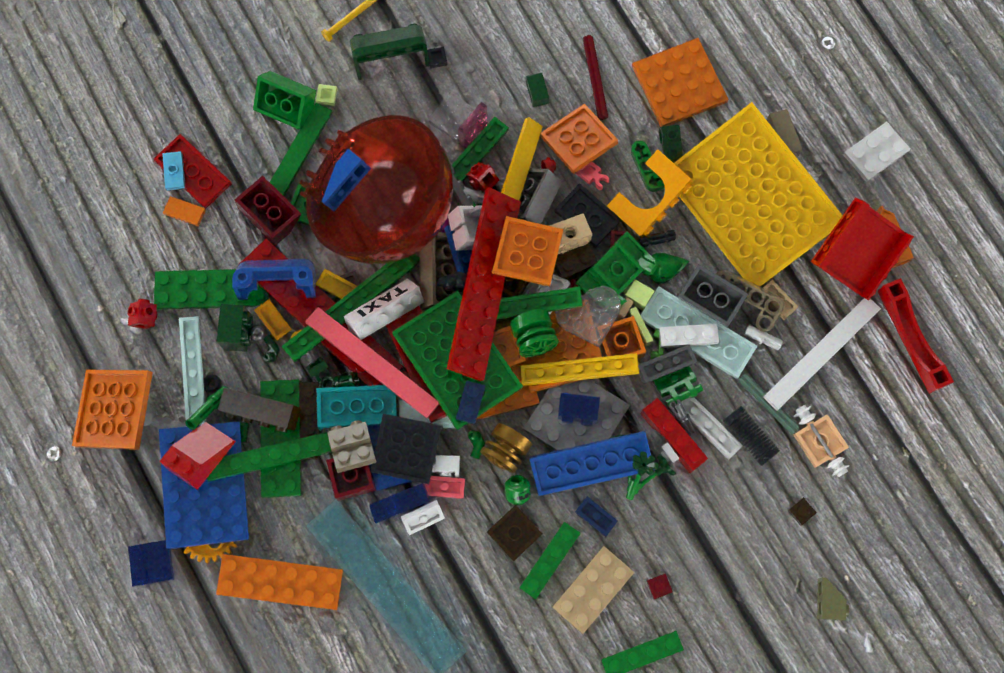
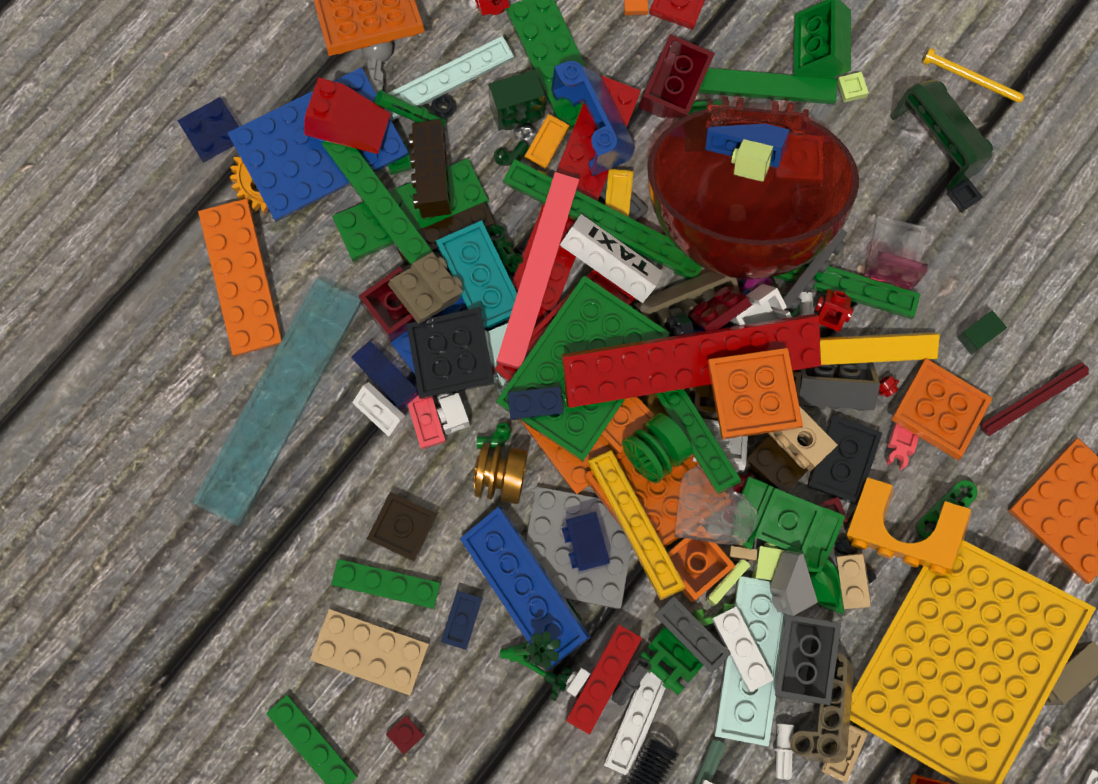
camera: 65 degrees right, 0 degrees up
(317, 367) = (510, 214): dark green tile -> none
(359, 182) = (752, 160): none -> yellowish green brick
(455, 250) = (720, 309): none -> dark red plate
(517, 490) = (455, 509): green head -> none
(660, 284) = (792, 584): none -> light grey slope
(670, 244) = (854, 581): none -> tan plate
(671, 142) = (992, 529): dark green plate -> none

